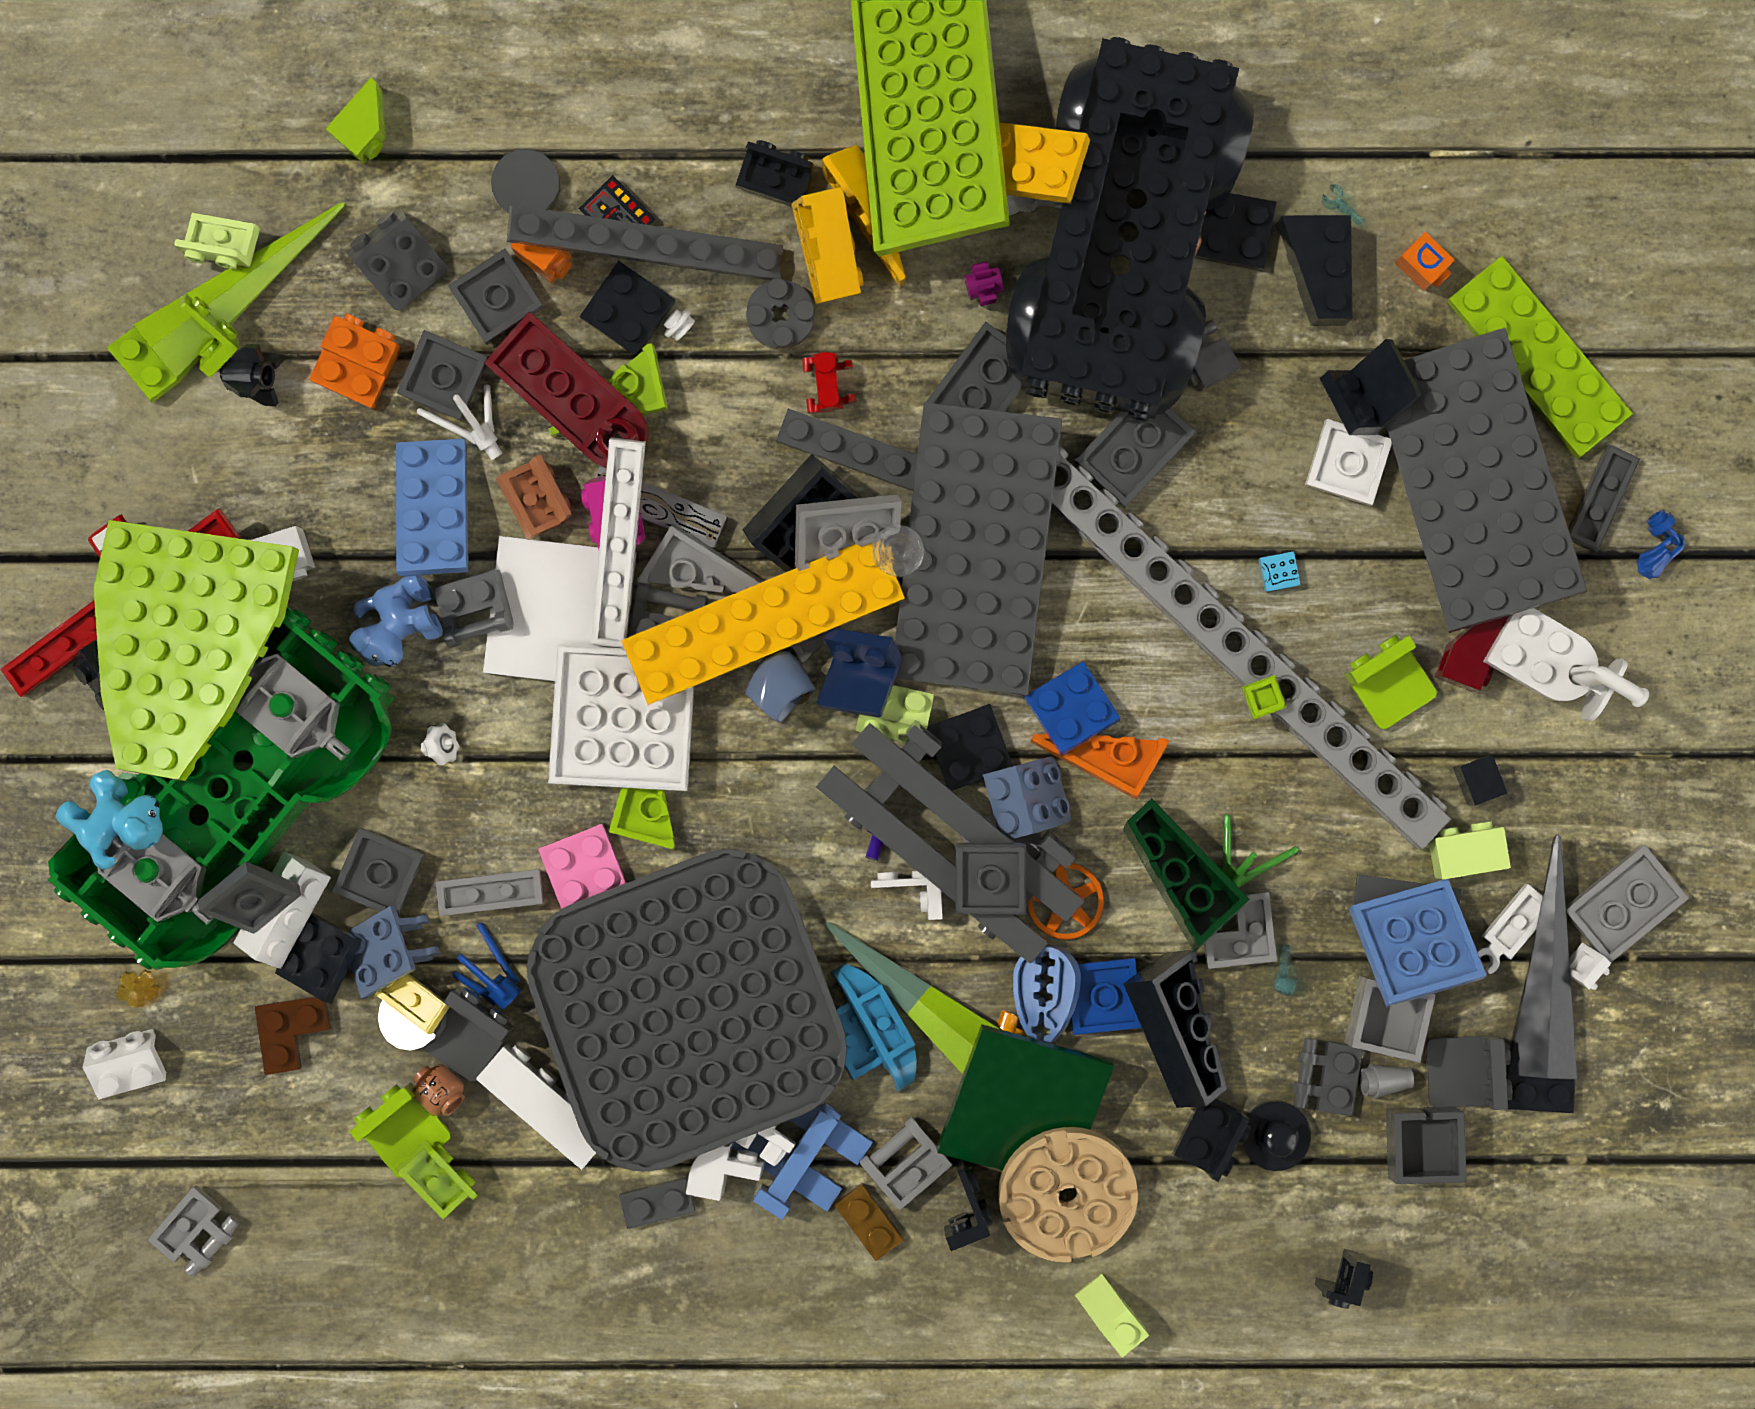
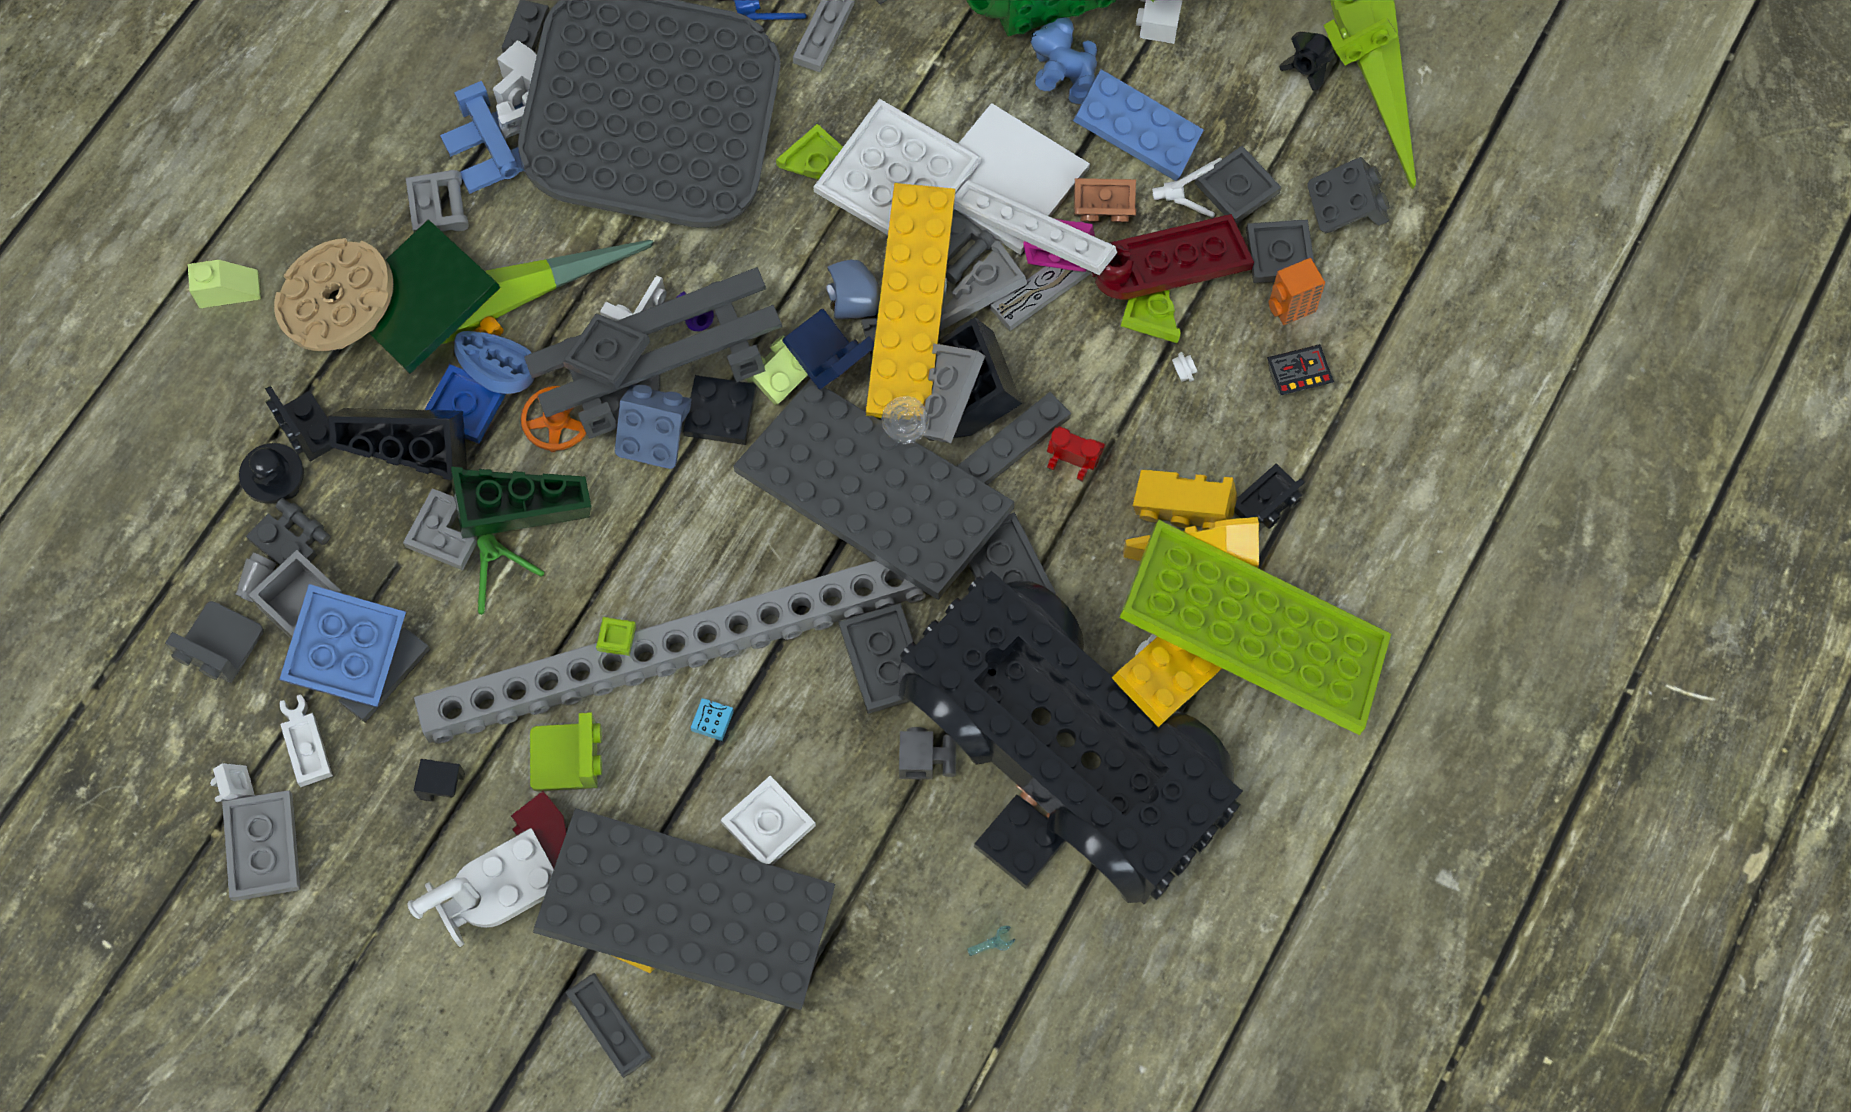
camera: 125 degrees right, 20 degrees down
(219, 240) = (1427, 83): yellowish green bracket -> none
(355, 360) = (1284, 134): orange plate -> none
(361, 123) = (1471, 224): lime slope -> none
(440, 744) = (954, 49): white piece -> none
(469, 597) = (1053, 122): dark grey plate -> none
(525, 180) = (1361, 317): dark grey tile -> none
(582, 865) = (803, 100): bright pink plate -> none
(627, 308) = (1218, 340): black plate -> none
(643, 243) = (1260, 361): dark grey plate -> none
(779, 294) = (1154, 431): dark grey plate -> none
(868, 1222) = (412, 158): pearl gold plate -> none
(873, 1029) = (551, 227): dark azure plate -> none
(965, 1228) = (370, 223): black bracket -> none
(984, 283) = (1089, 608): magenta gear -> none
(1072, 708) = (701, 497): blue plate -> none
(1118, 762) = (639, 507): orange wing -> none
(1284, 983) = (383, 542): clear light blue hand -> none
(1322, 264) = (948, 889): black wedge -> none
(1352, 1280) = (123, 448): black bracket -> none
(1372, 391) = (816, 860): black bracket -> none
(1425, 262) = (901, 982): orange brick -> none
(1426, 1145) = (183, 572): dark grey piece -> none
(1469, 851) = (387, 740): yellowish green brick -> none
(1543, 1034) = (192, 711): black plate -> none
(1551, 366) = (761, 1040): lime plate -> none
(1655, 560) = (526, 1037): blue piece -> none

